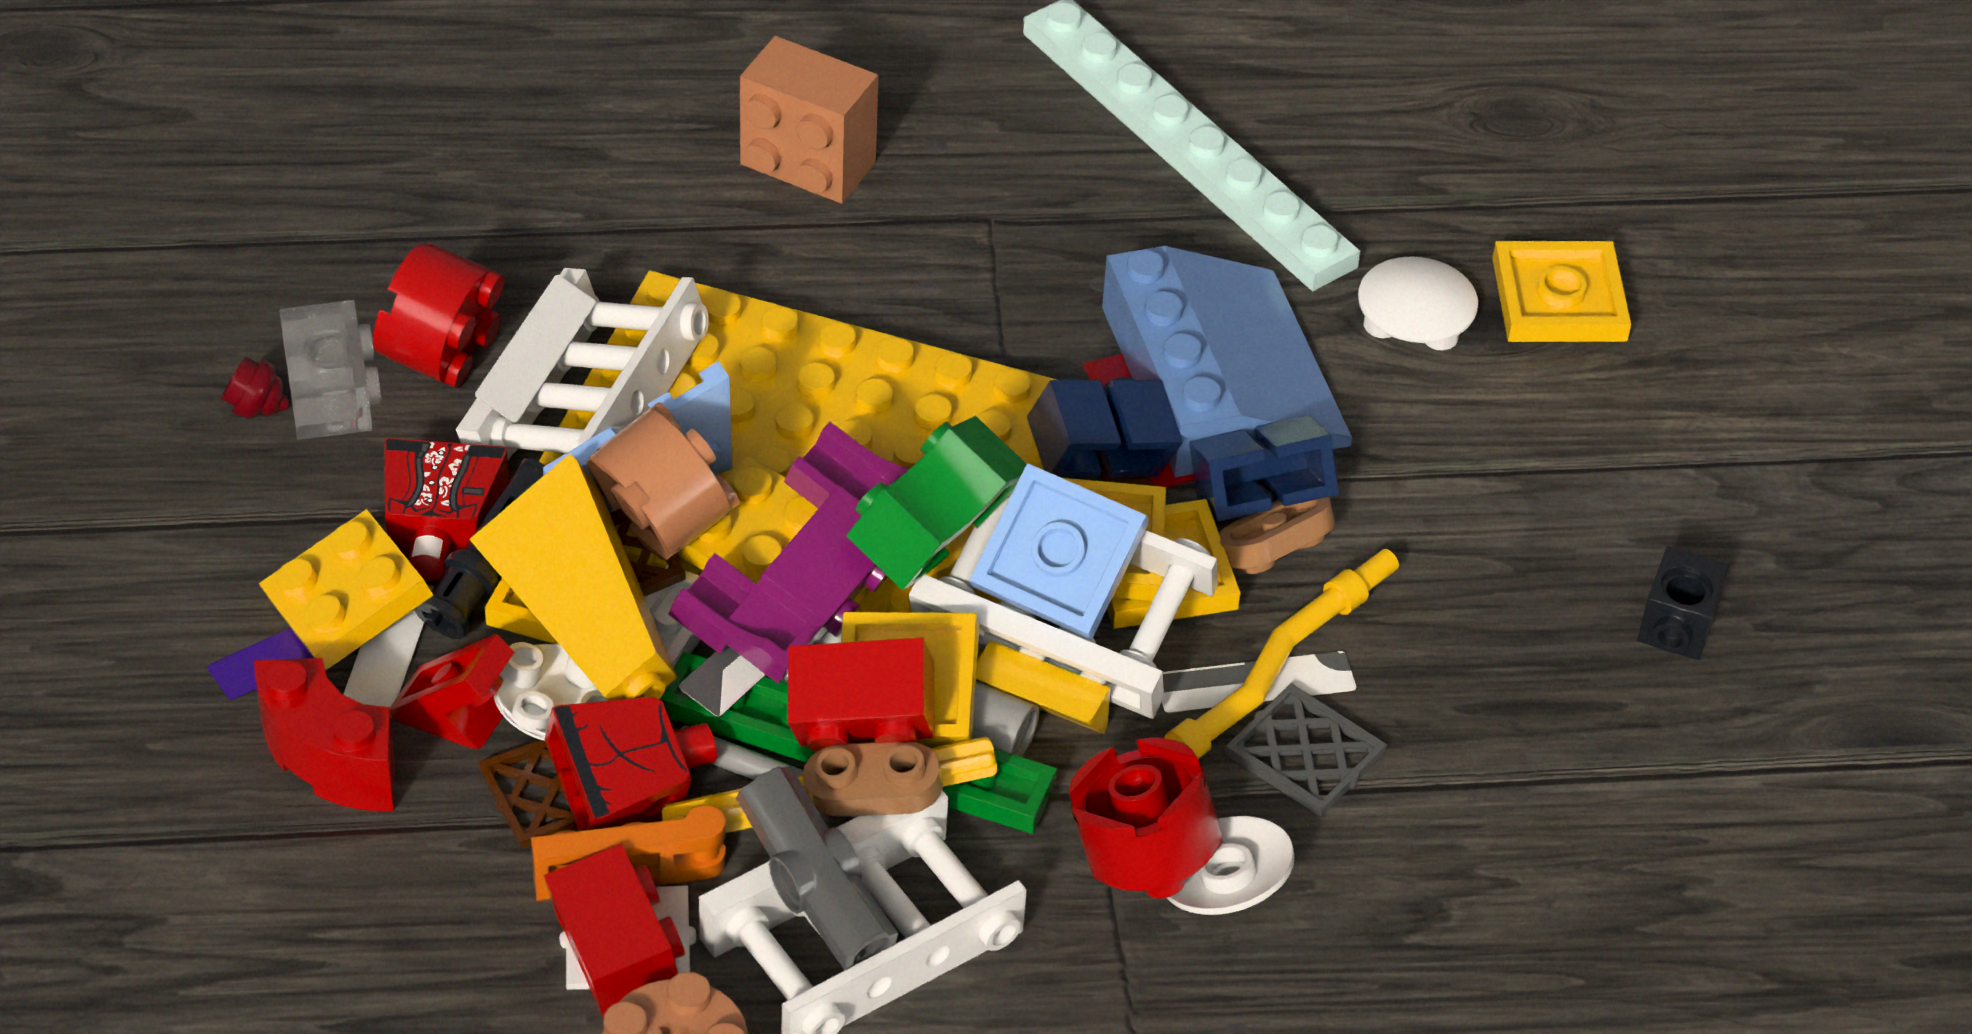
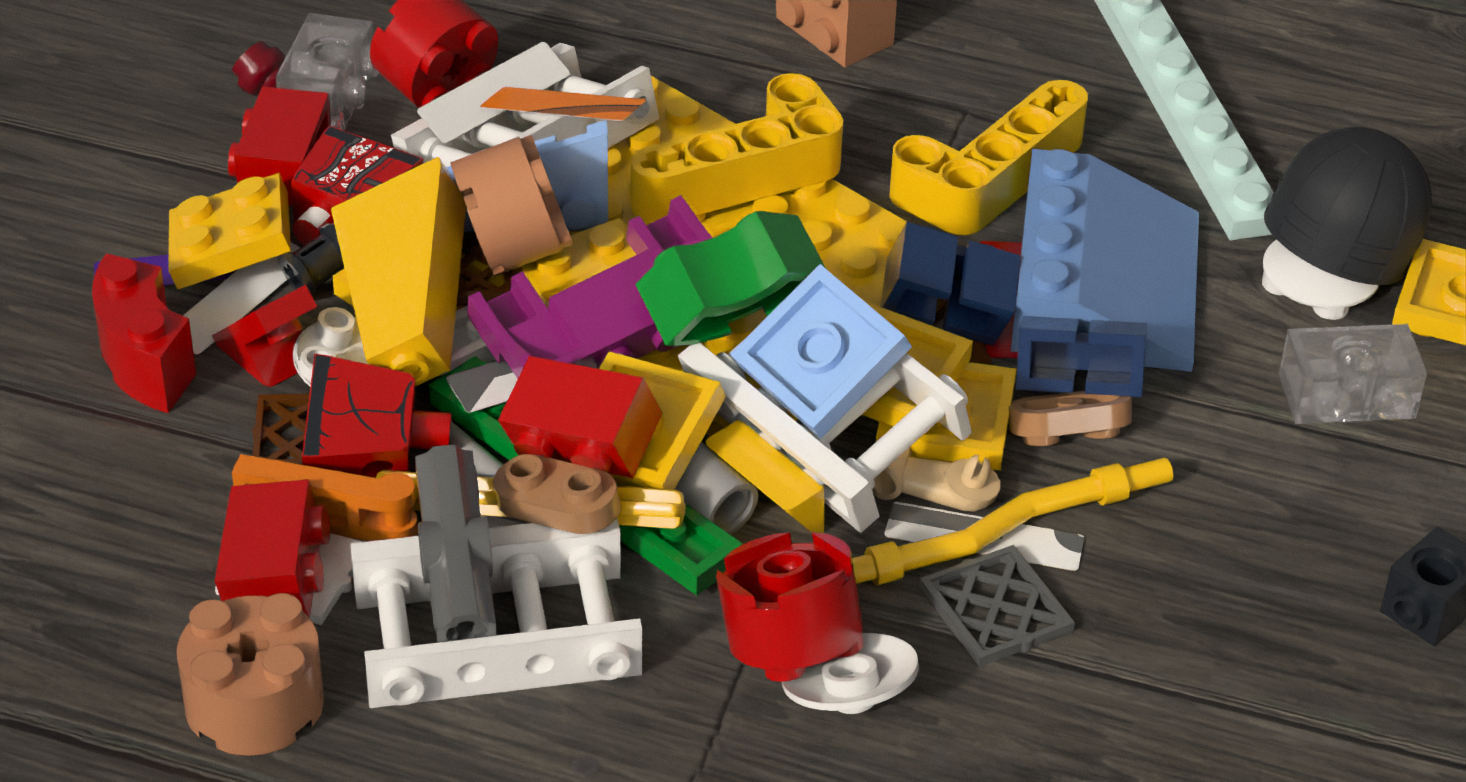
camera: 25 degrees right, 5 degrees down
(333, 468) = (279, 134): none -> red brick
(629, 345) = (563, 103): none -> orange sticker
(865, 326) = (747, 160): none -> yellow beam
(1047, 313) = (978, 183): none -> yellow beam
(1209, 637) = (956, 484): none -> tan piece
(1431, 229) = (1353, 205): none -> black piece
(1505, 406) = (1352, 373): none -> clear brick

